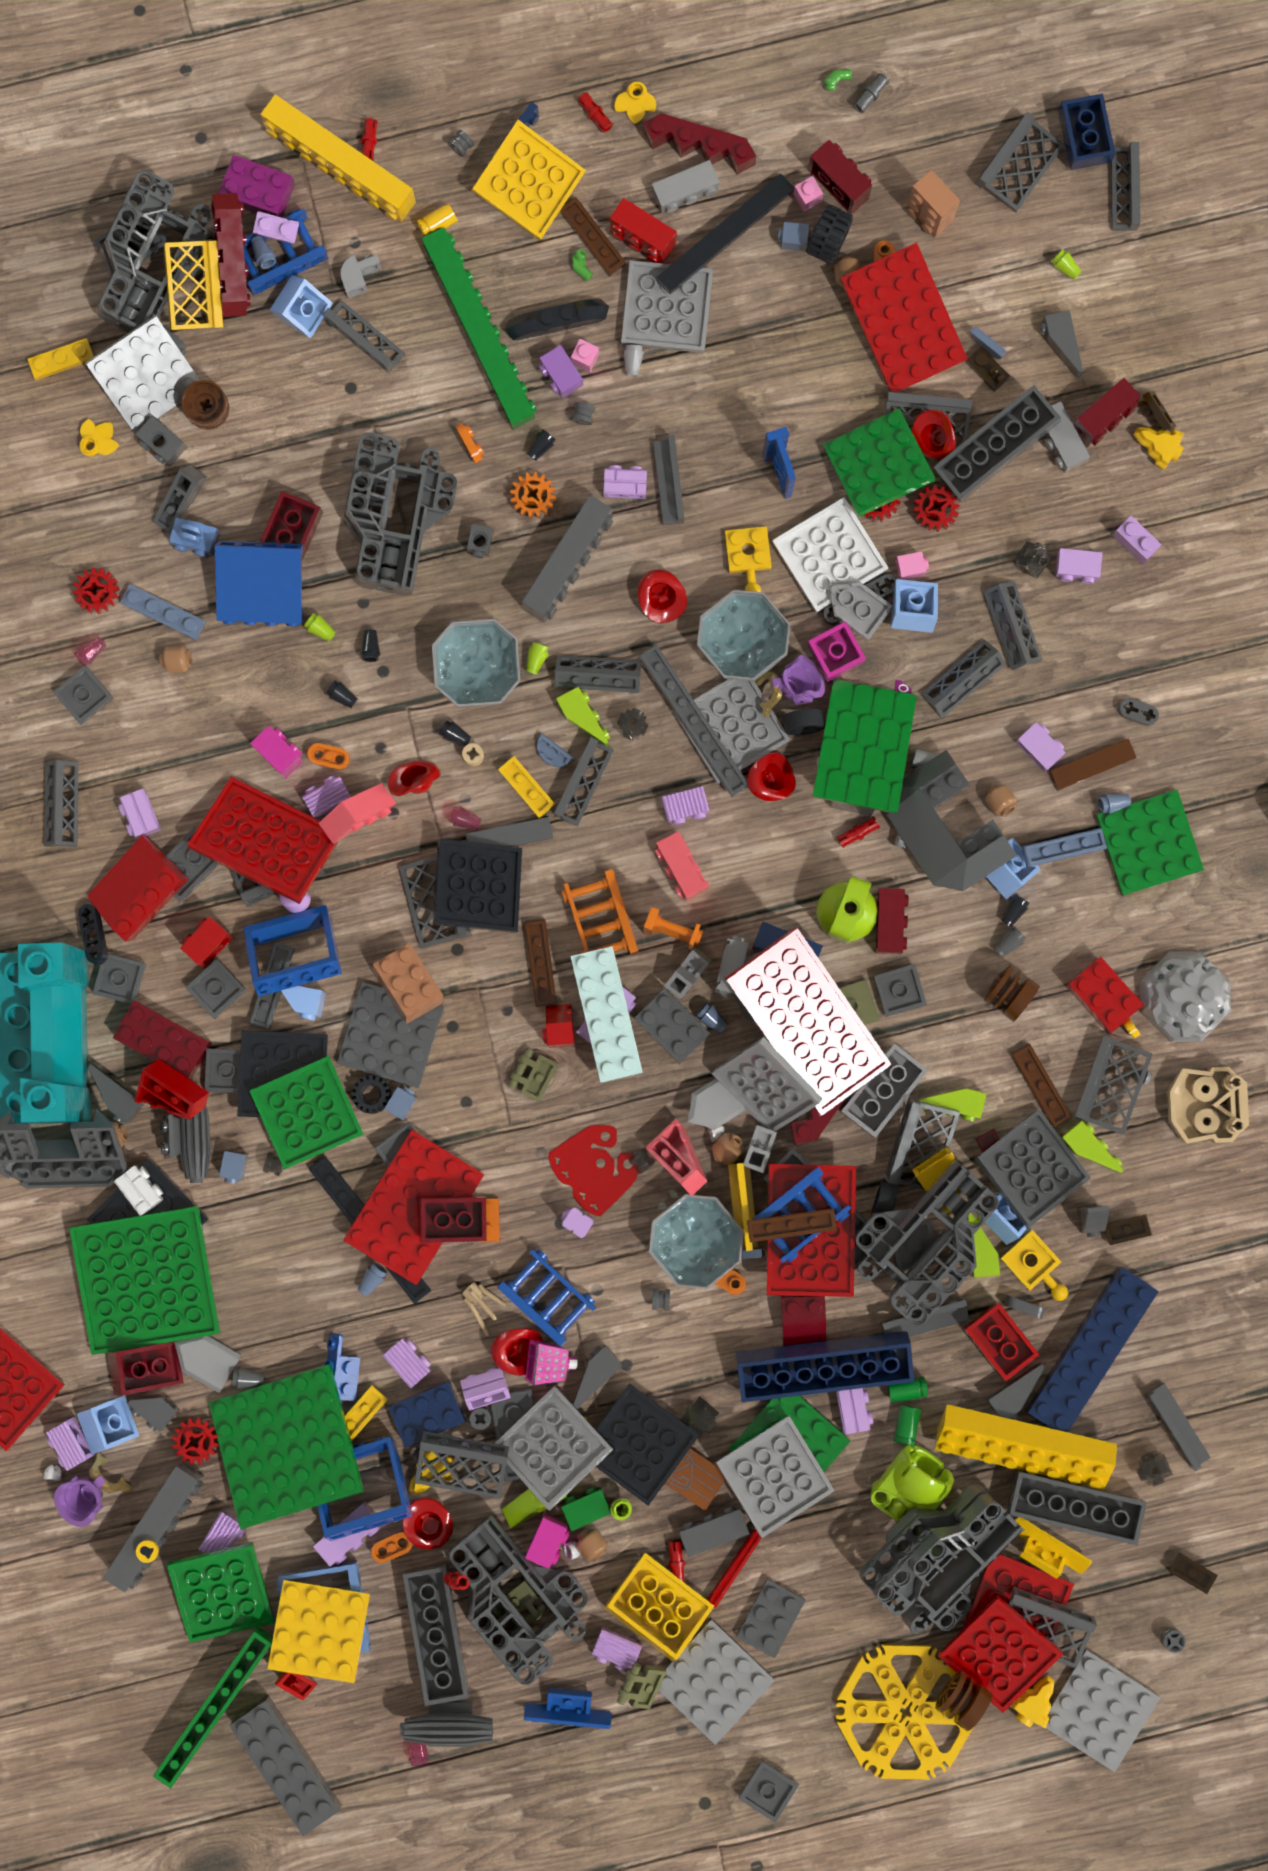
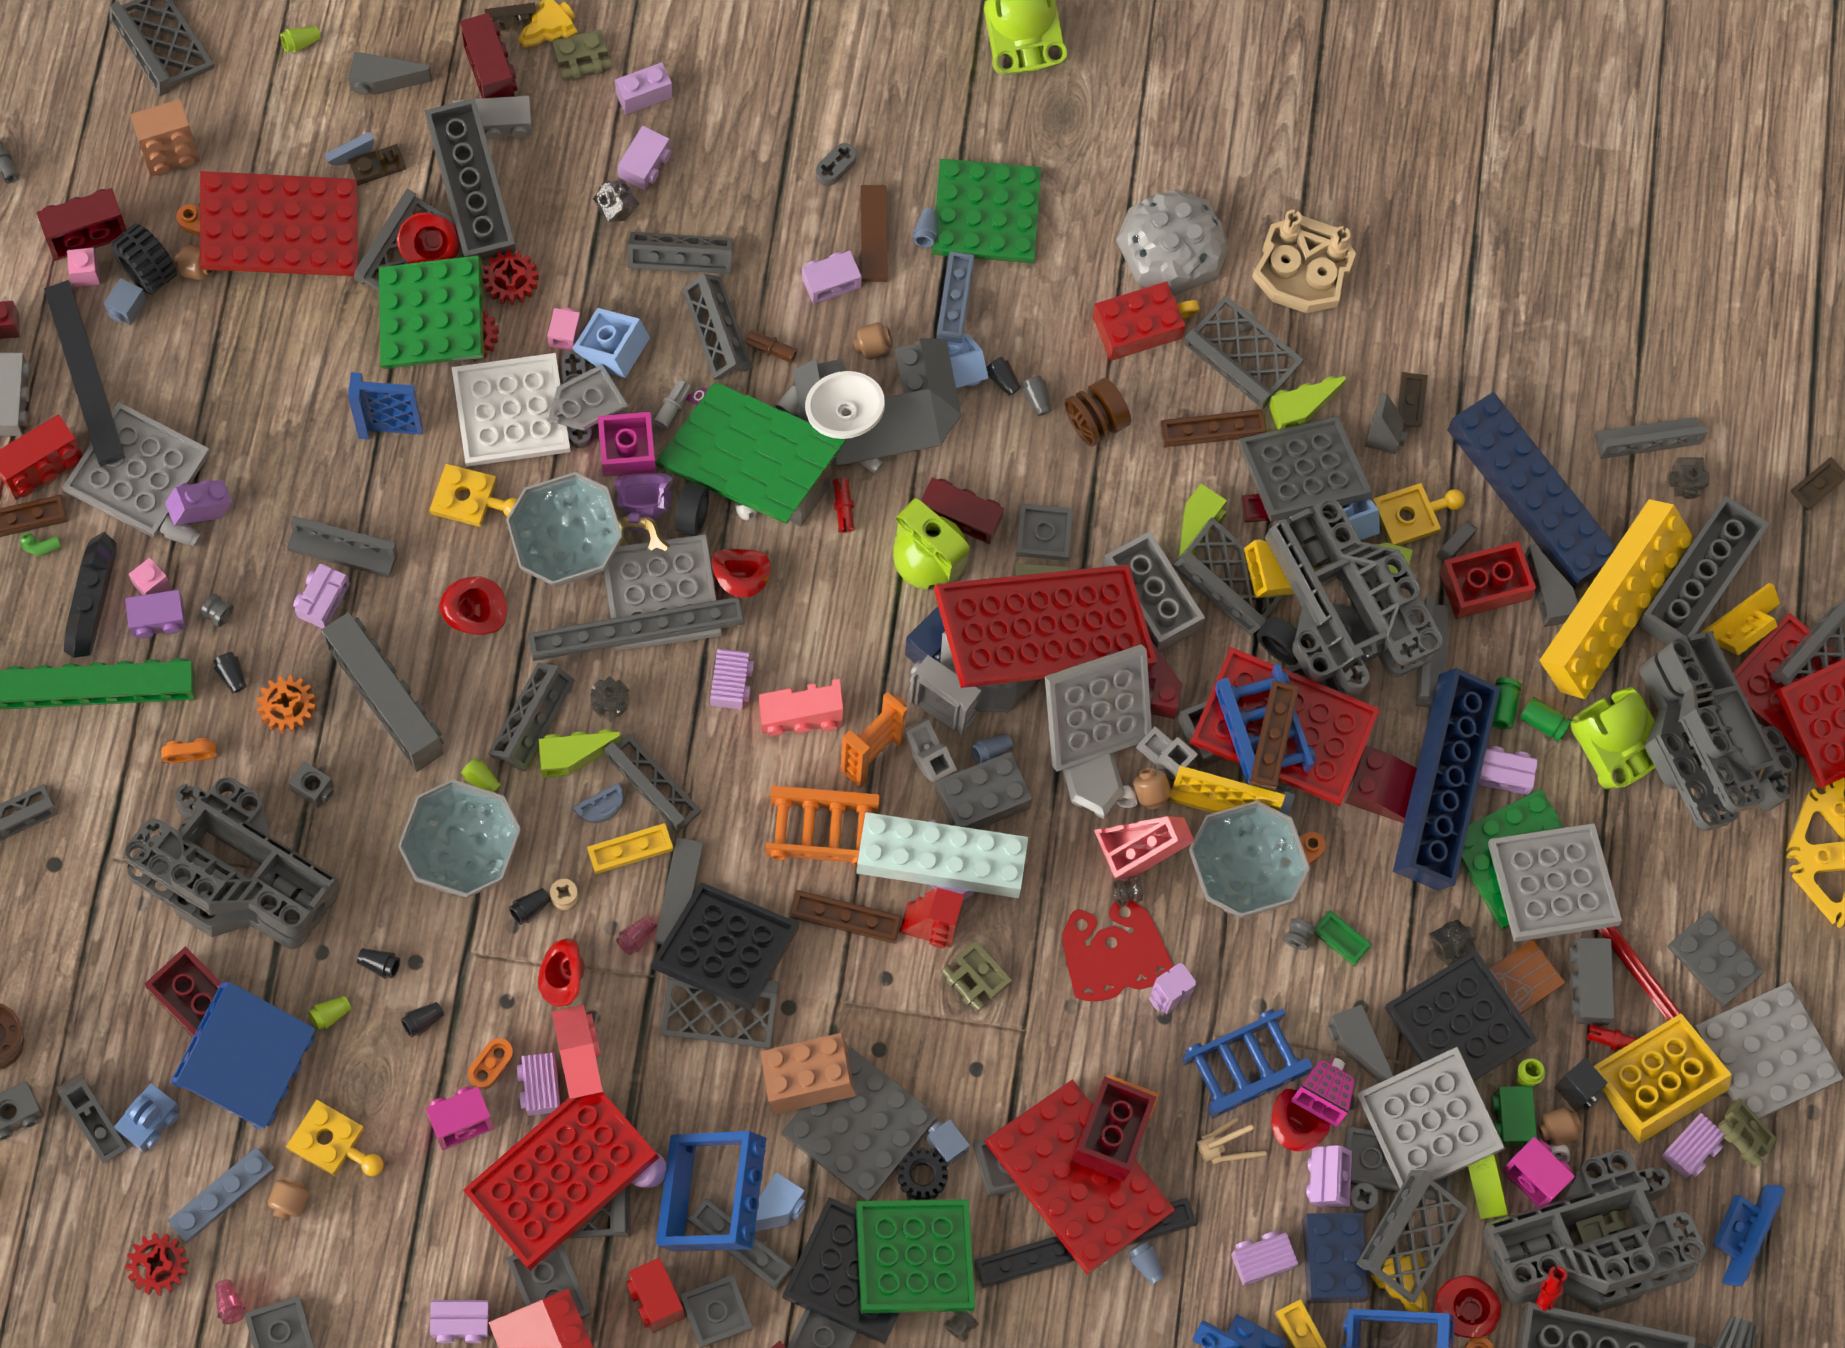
camera: 75 degrees left, 15 degrees down
(236, 678) = (332, 1155): none -> yellow plate
(626, 1550) = (1581, 1086): none -> black brick
(656, 362) = (198, 502): none -> medium lavender brick
(672, 1332) = (1342, 938): none -> green tile
(885, 672) = (672, 405): none -> light grey axle
(930, 791) = (843, 395): none -> white dish
(964, 725) = (771, 346): none -> reddish brown axle
(1151, 477) = (580, 49): none -> olive plate

